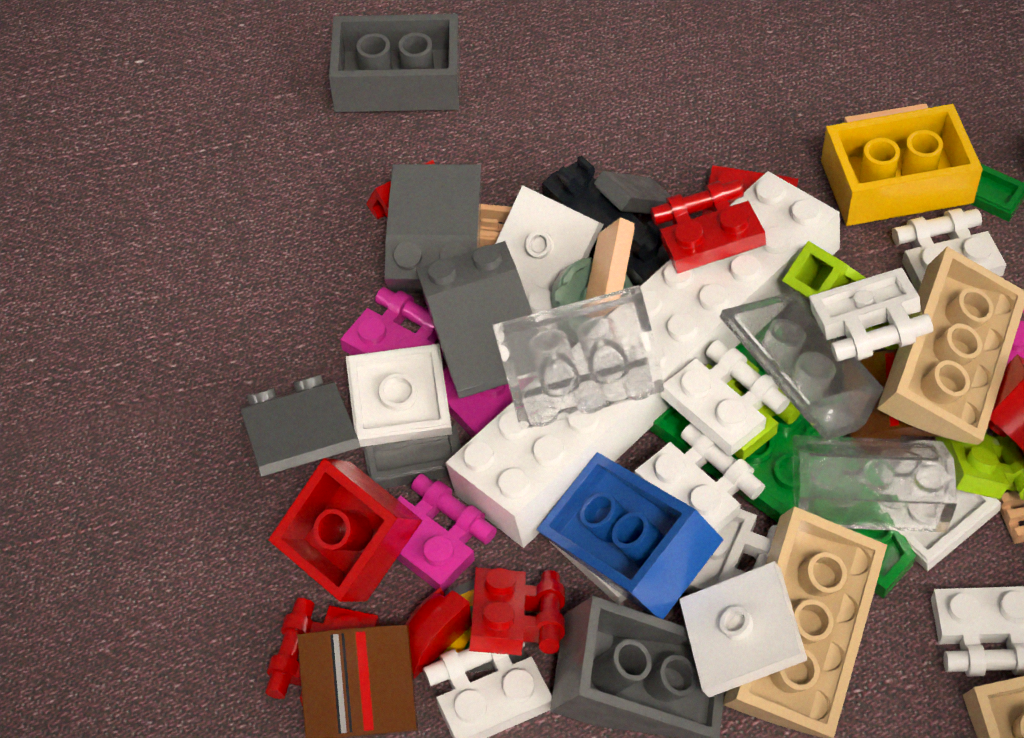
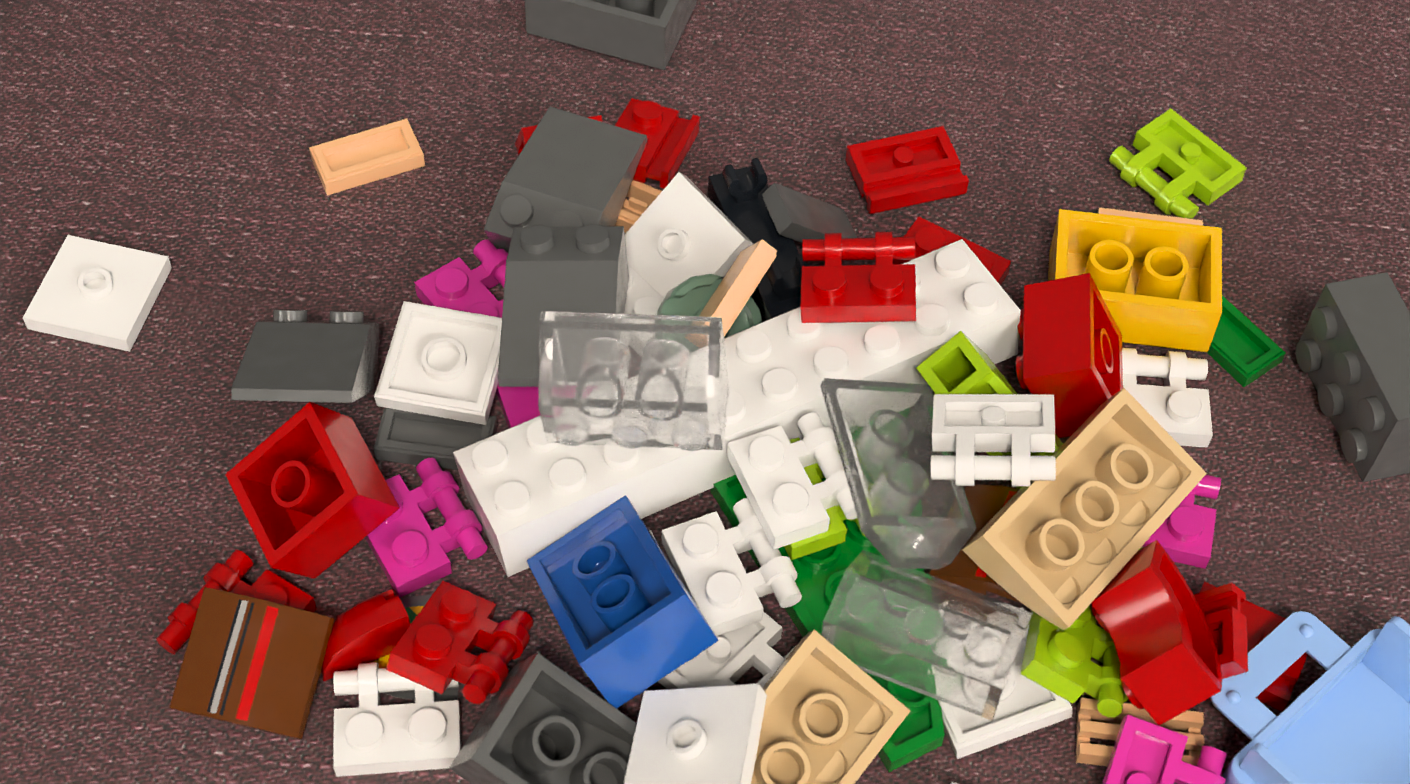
camera: 15 degrees right, 0 degrees up
(79, 430) = (98, 293): none -> white plate
(250, 250) = (367, 156): none -> light nougat tile
(493, 163) = (667, 137): none -> red plate
(686, 131) = (906, 169): none -> red plate
(881, 228) = (1069, 348): none -> red brick
(893, 58) = (1184, 154): none -> lime plate

